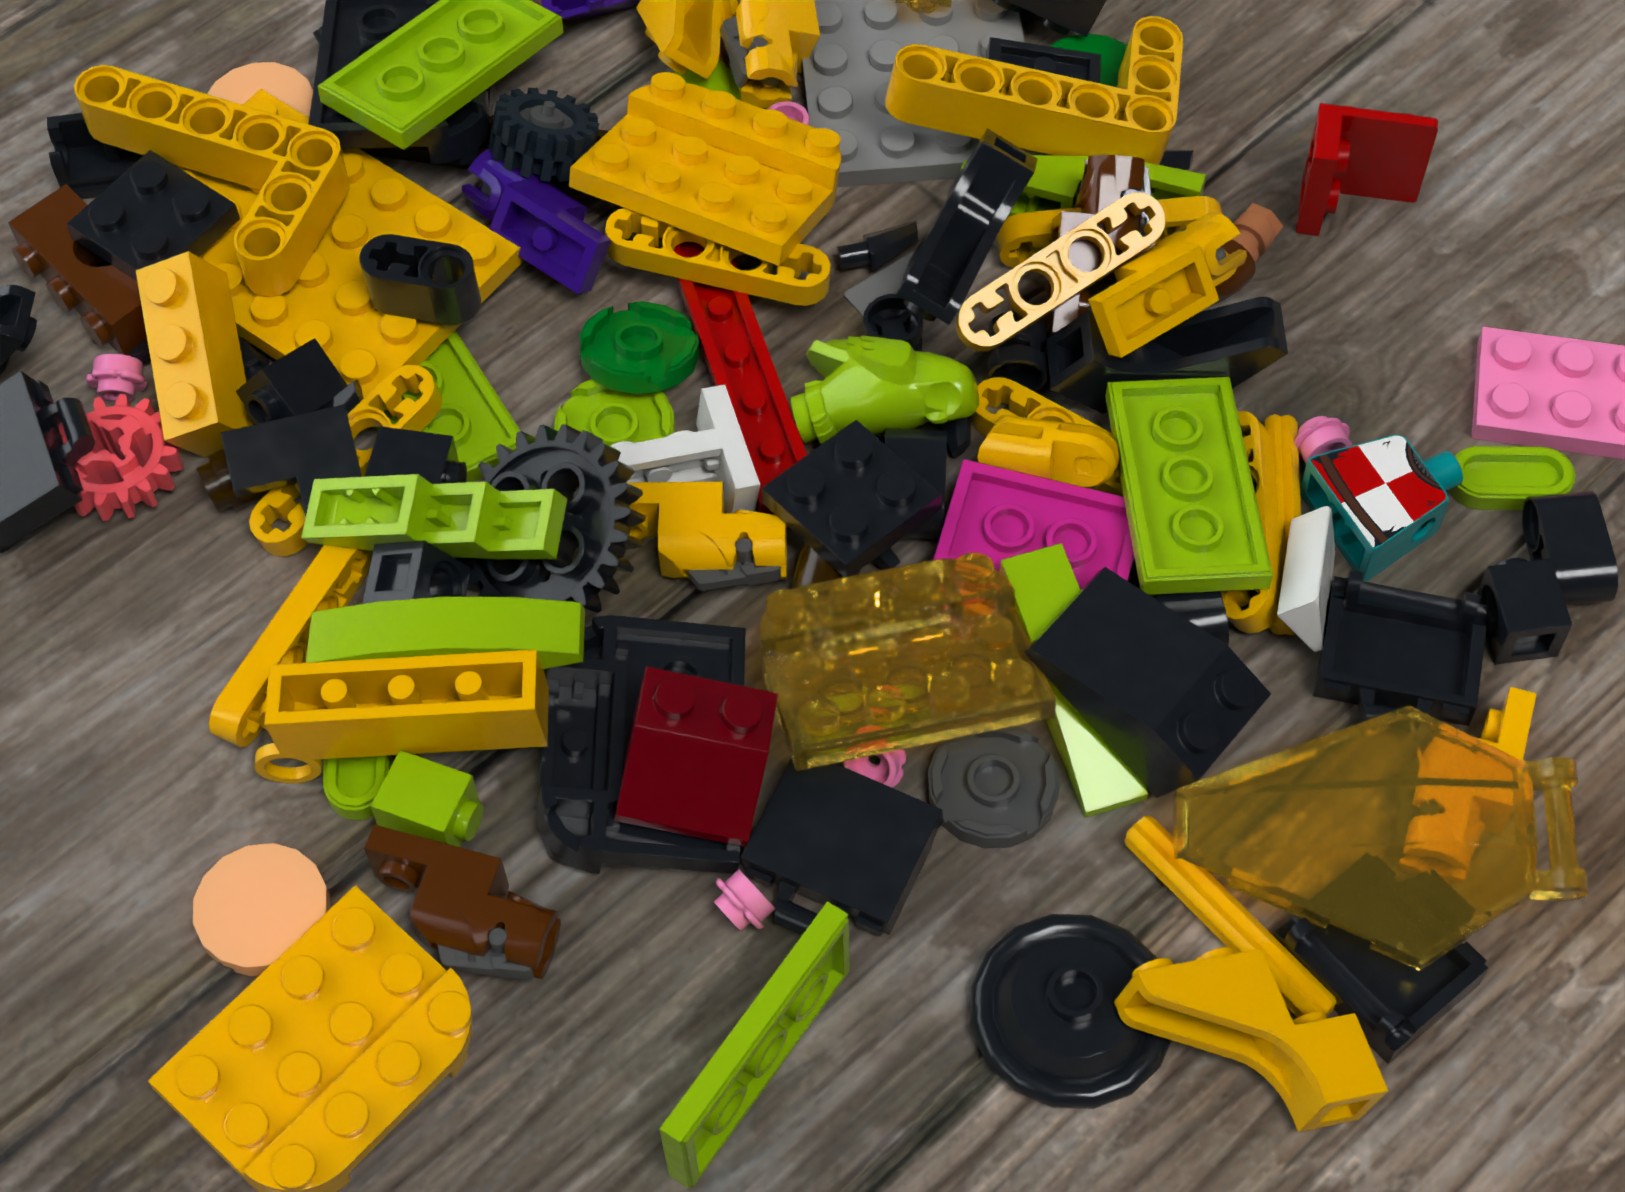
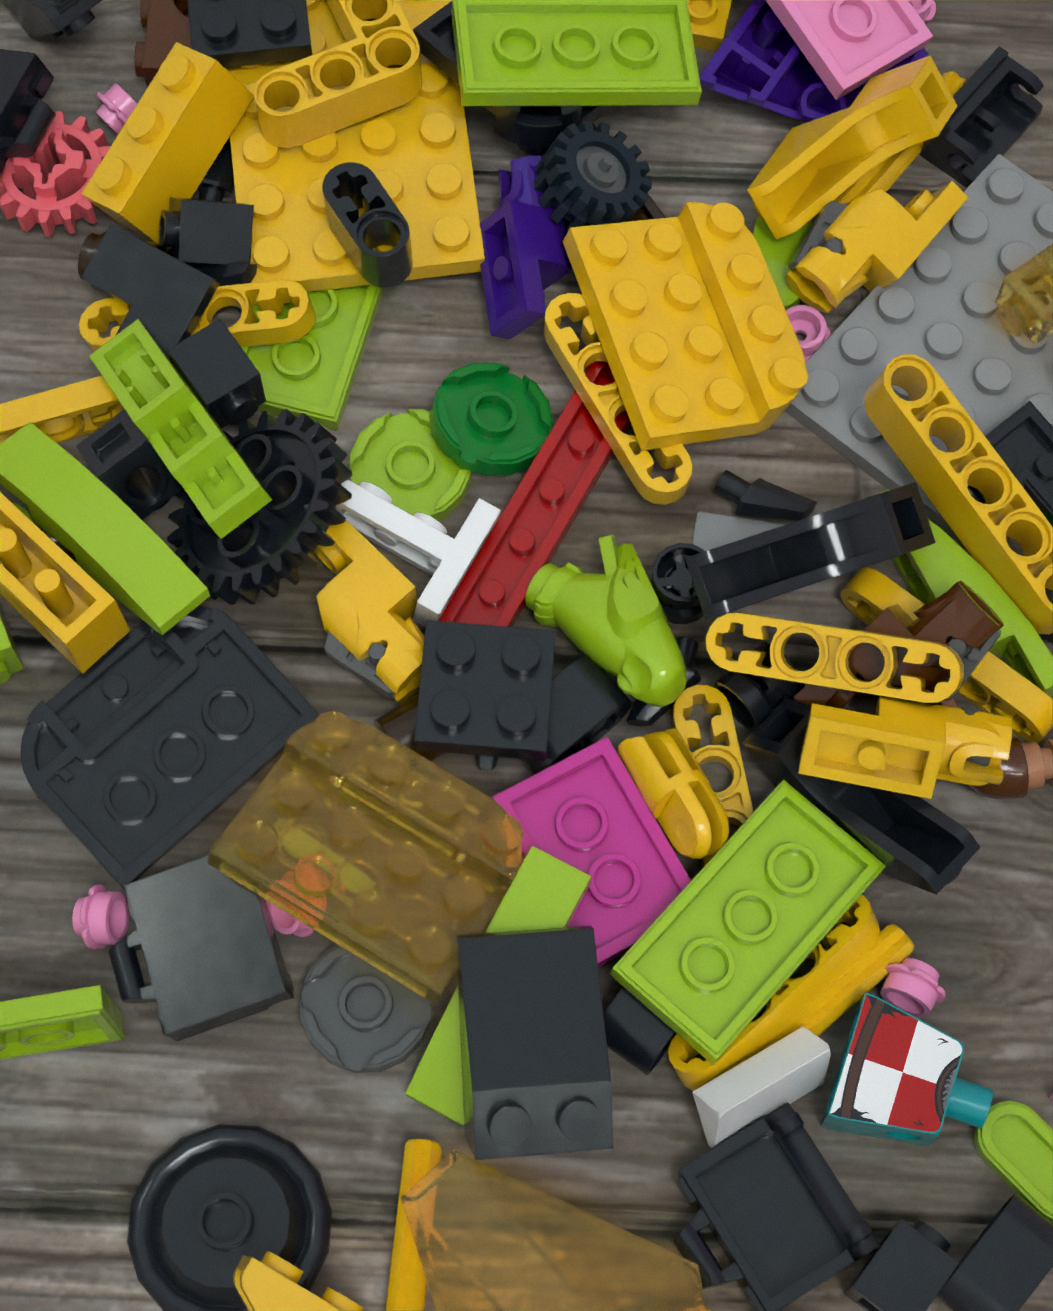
camera: 45 degrees right, 10 degrees up
(696, 756) = (158, 782): dark red slope -> none

